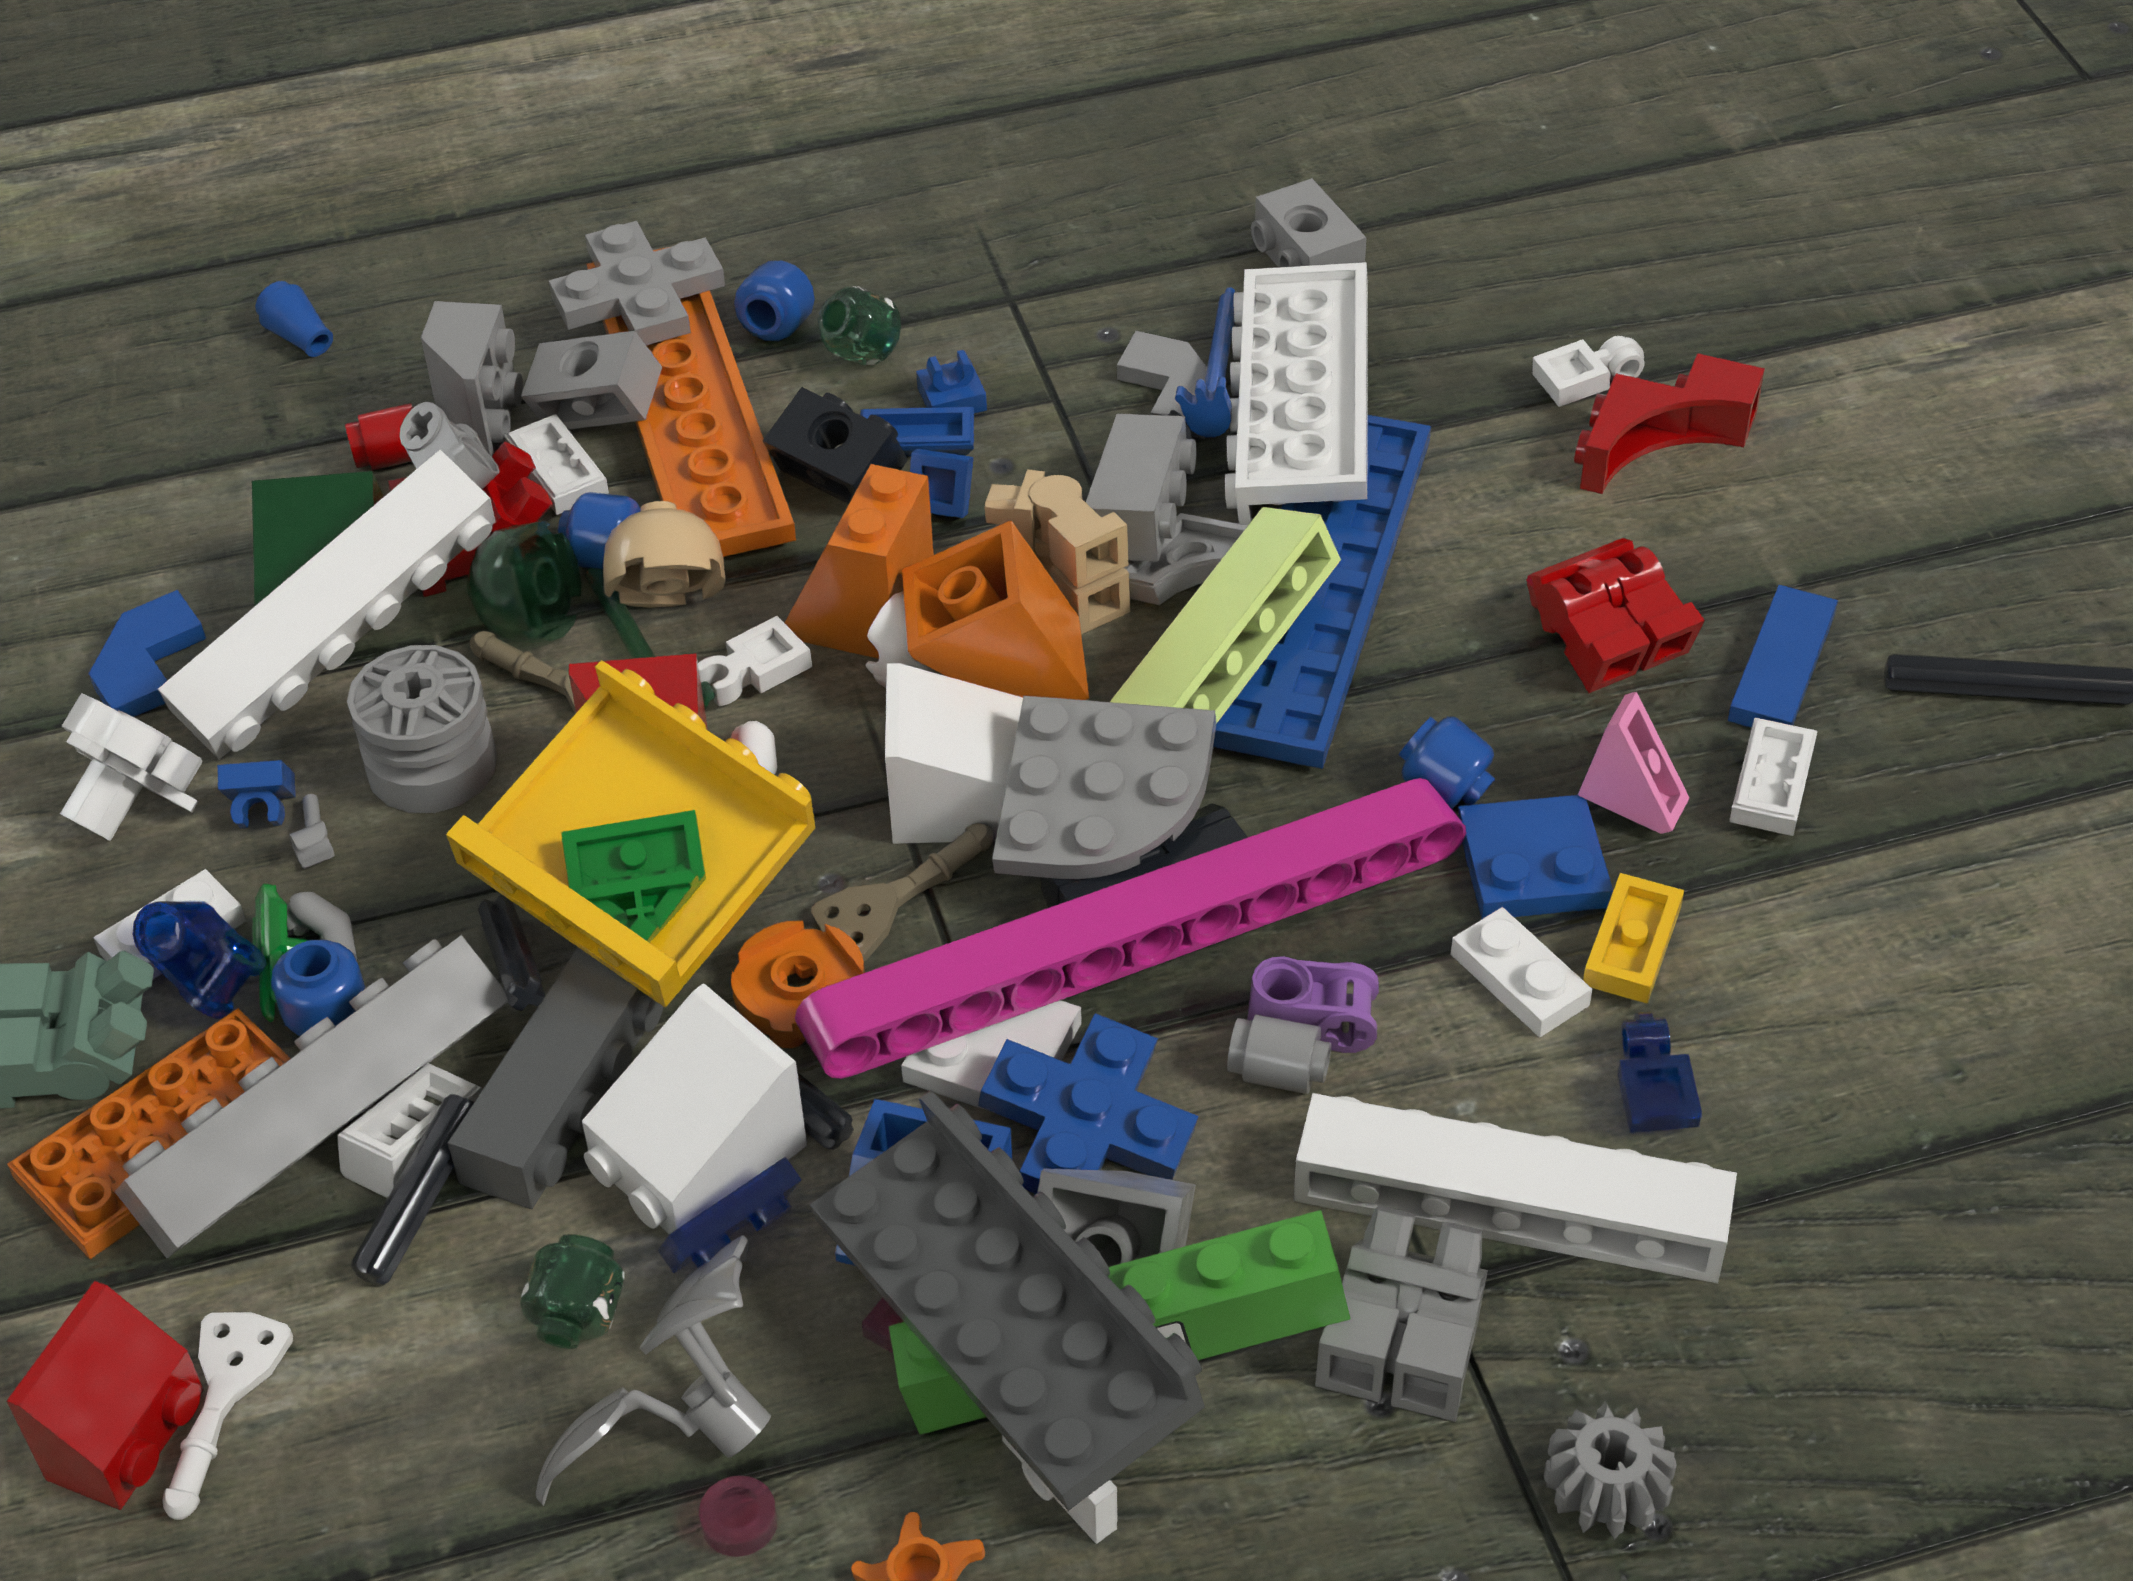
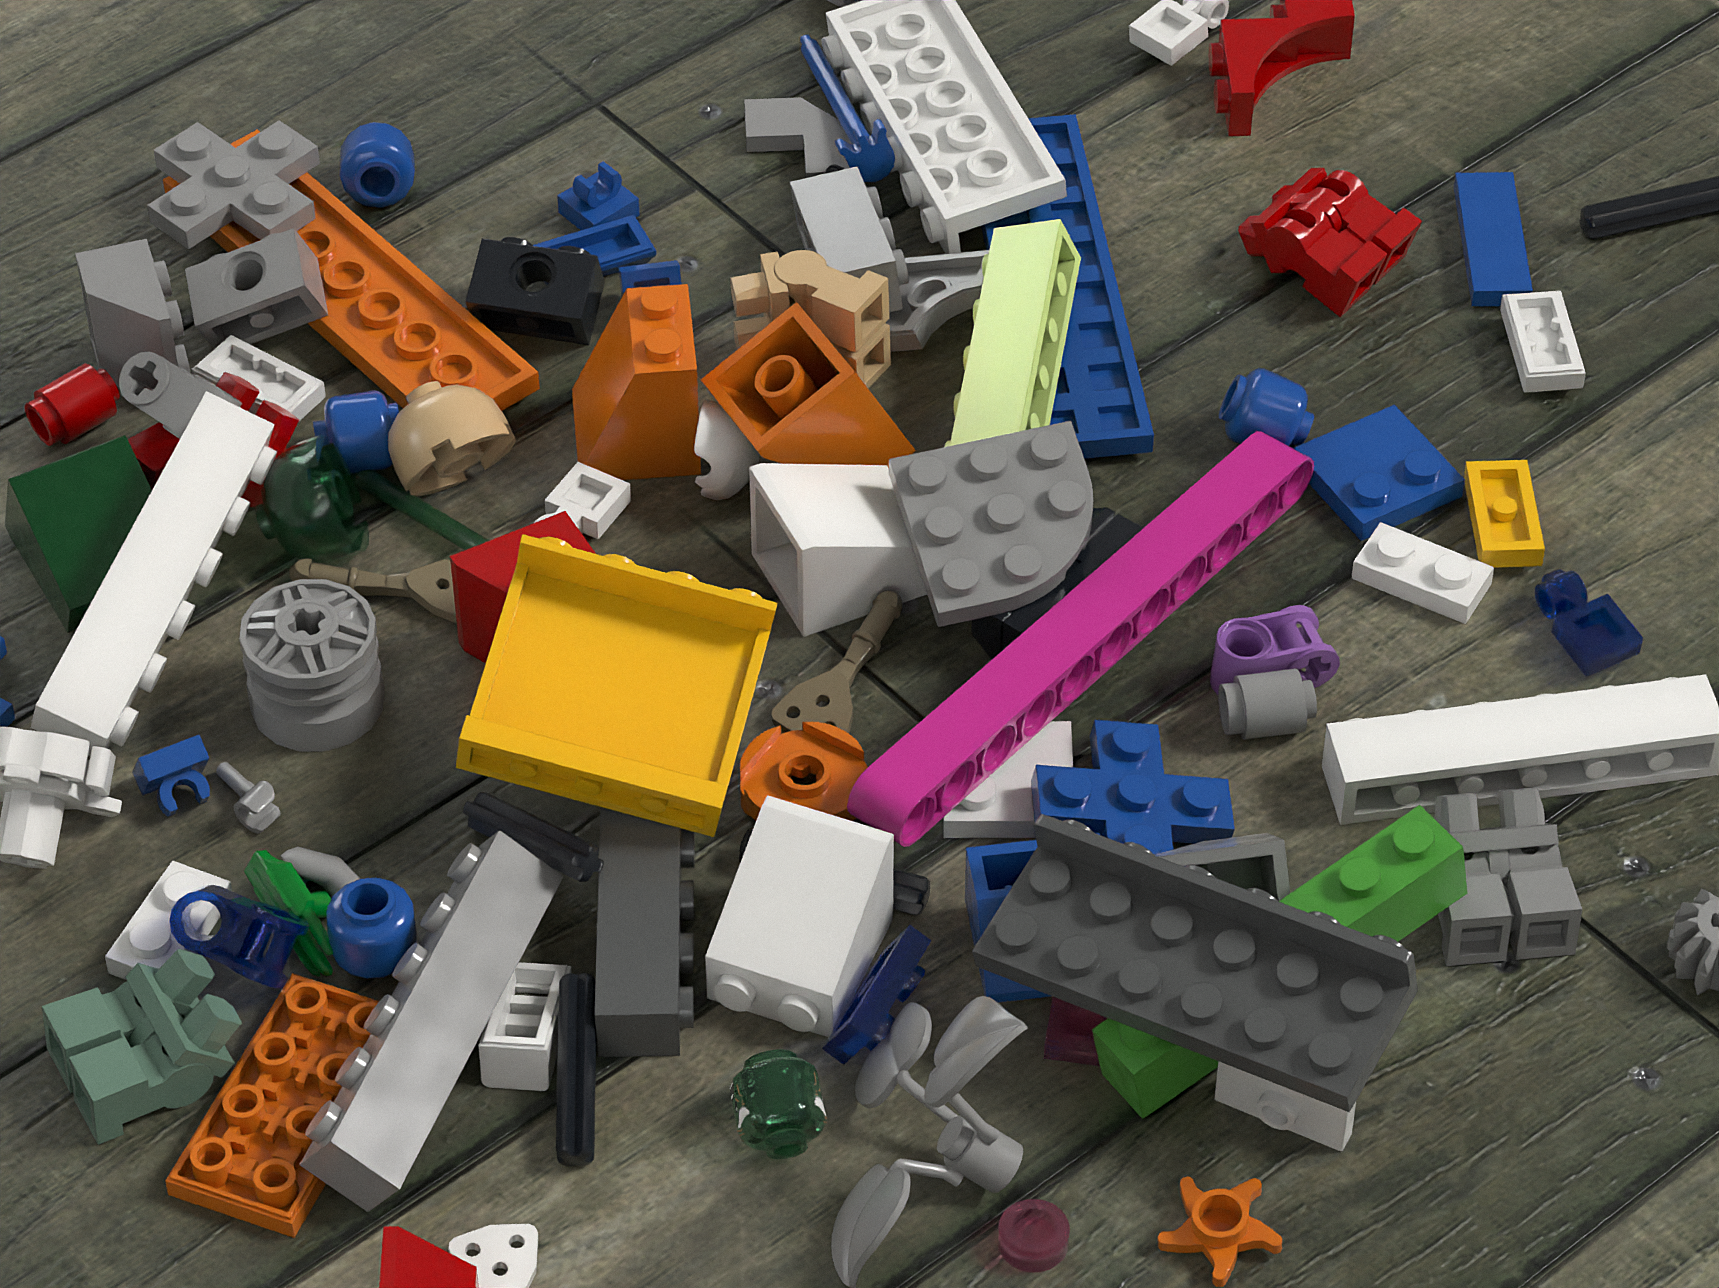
camera: 25 degrees left, 0 degrees up
(637, 868) = (637, 714): green slope -> none
(859, 325) = (482, 166): clear green head -> none
(1634, 771) = (1425, 370): bright pink slope -> none

